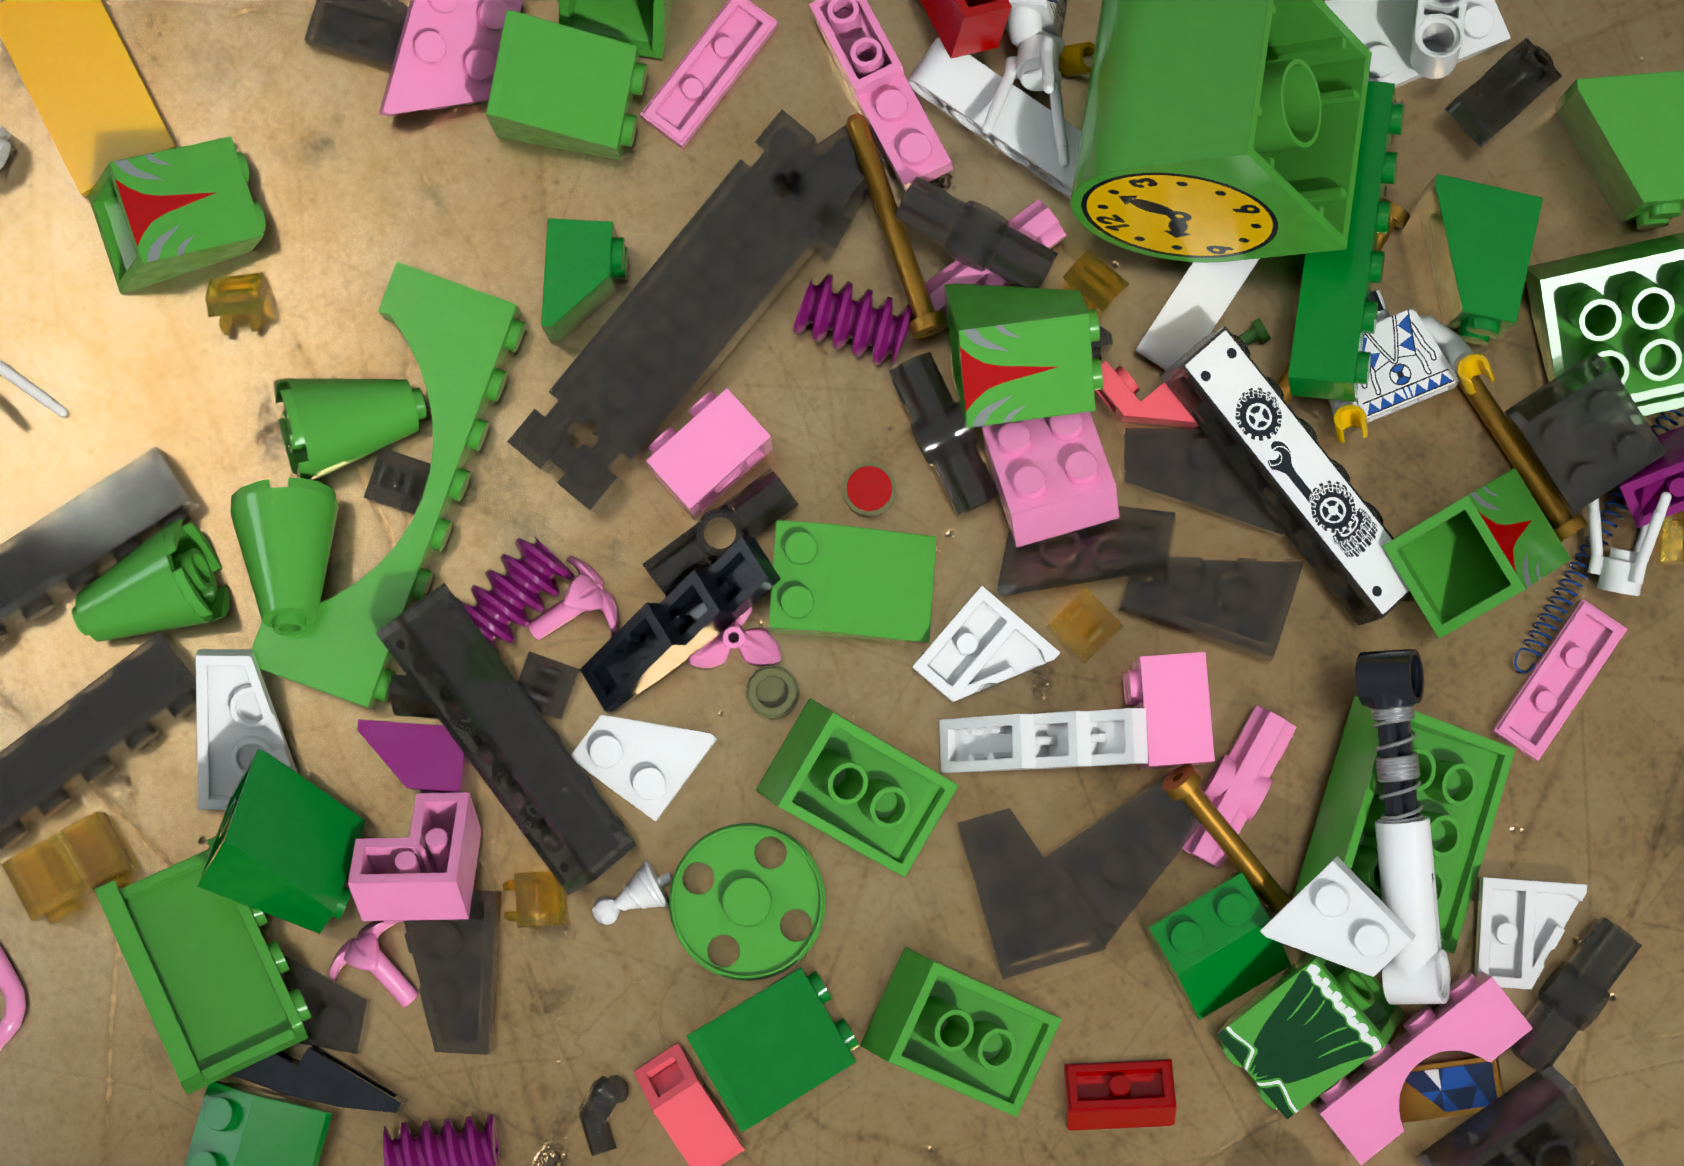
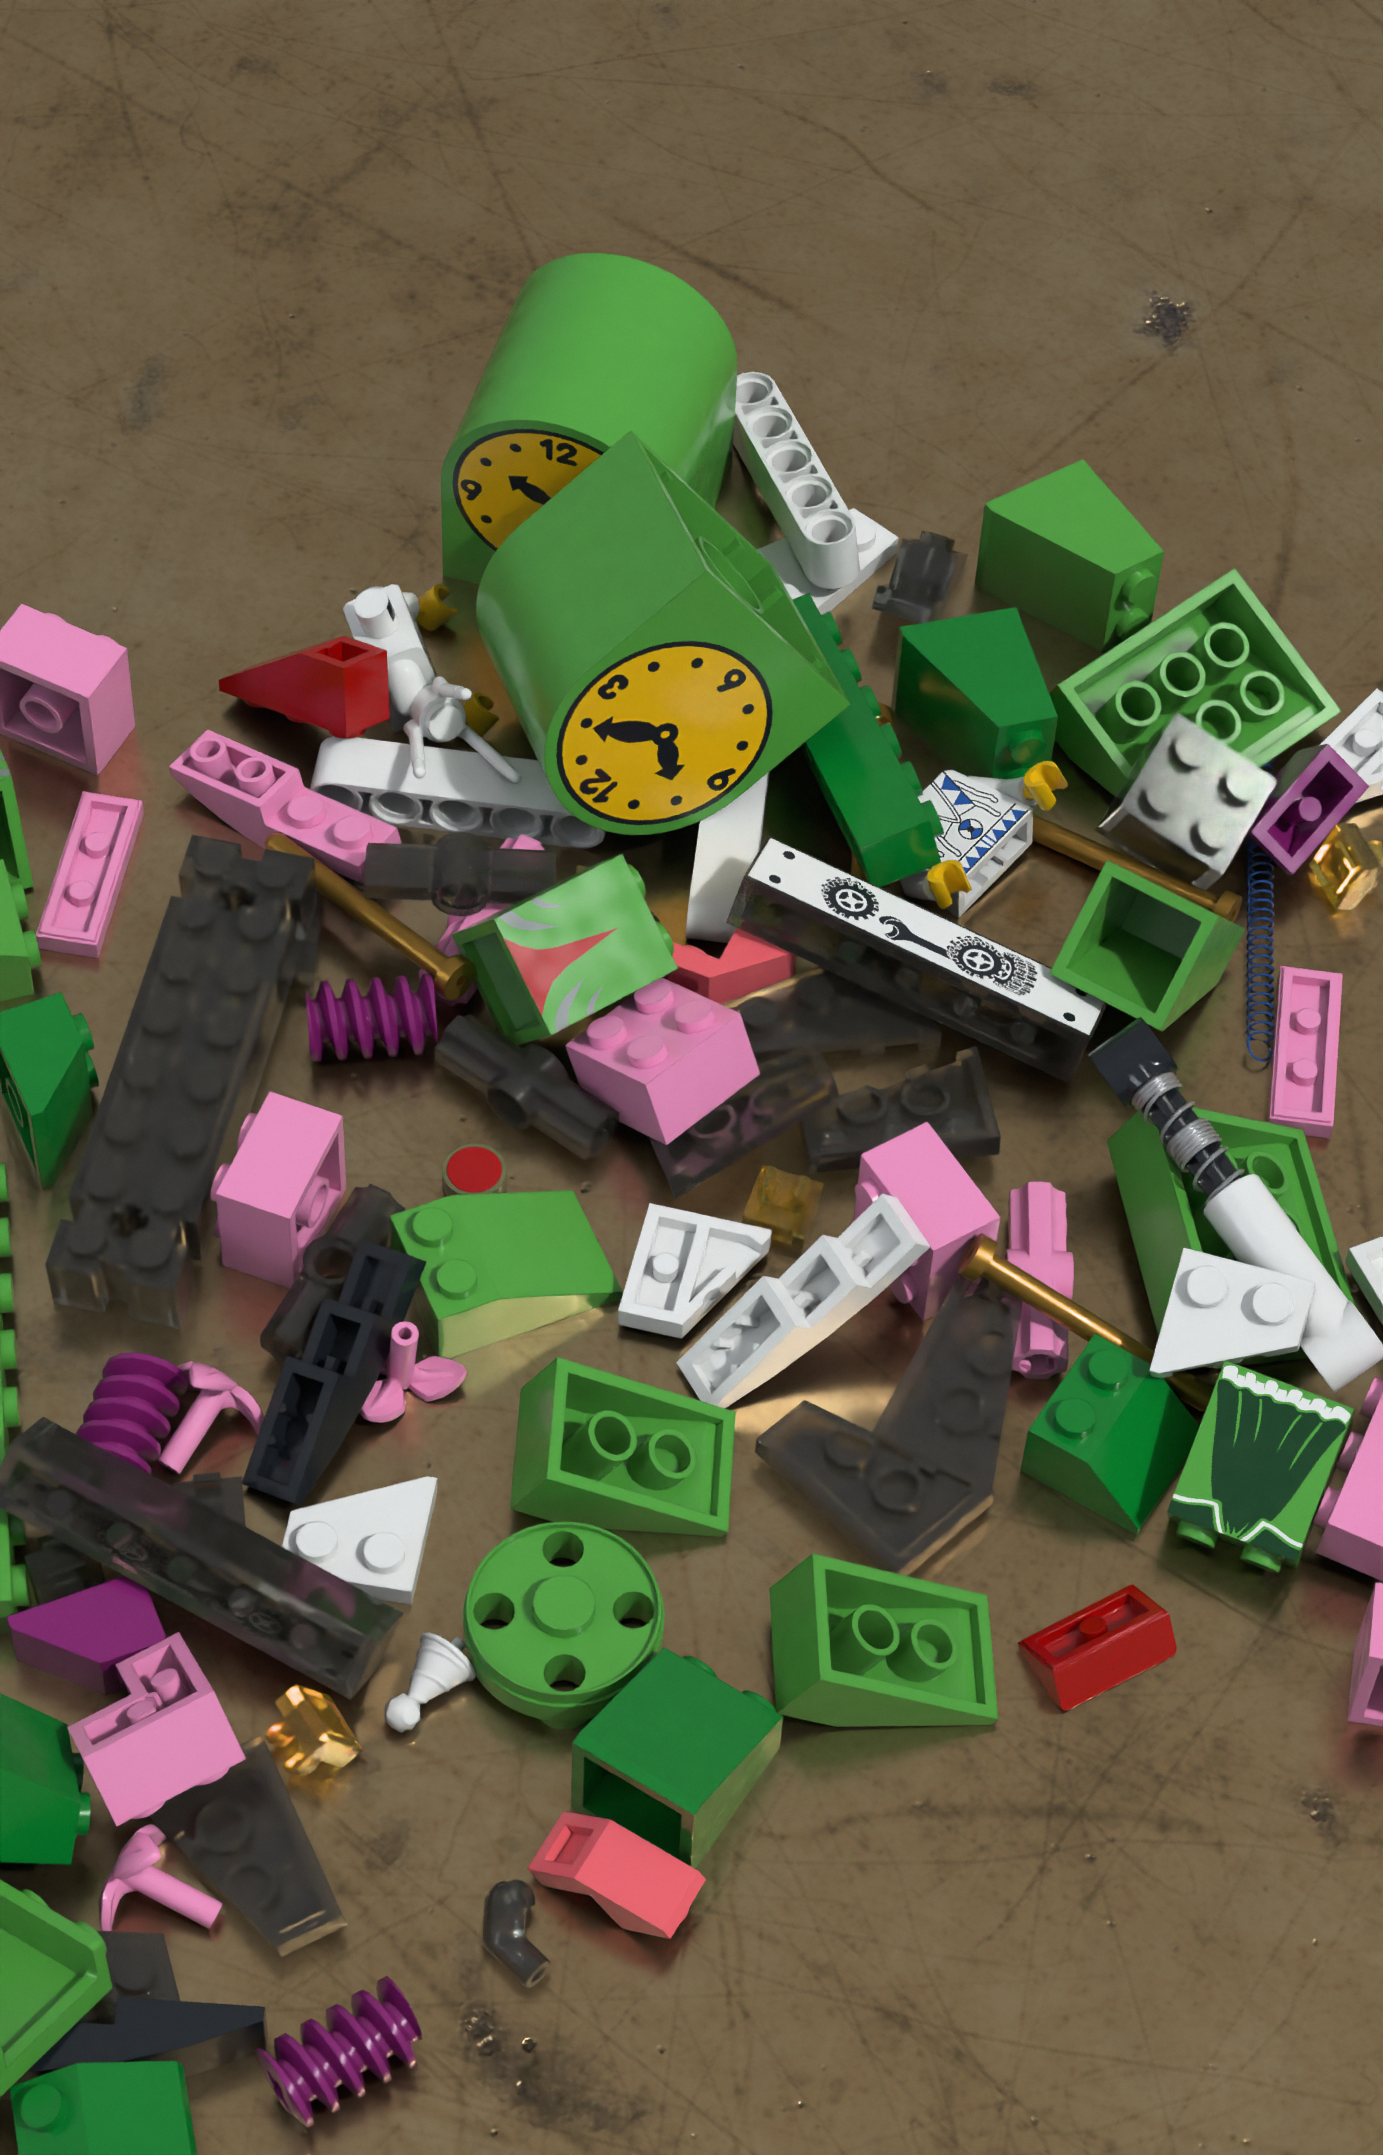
camera: 30 degrees left, 30 degrees down
(772, 692) = (475, 1413): olive tile -> none
(1624, 568) = (1302, 914): white plant -> none

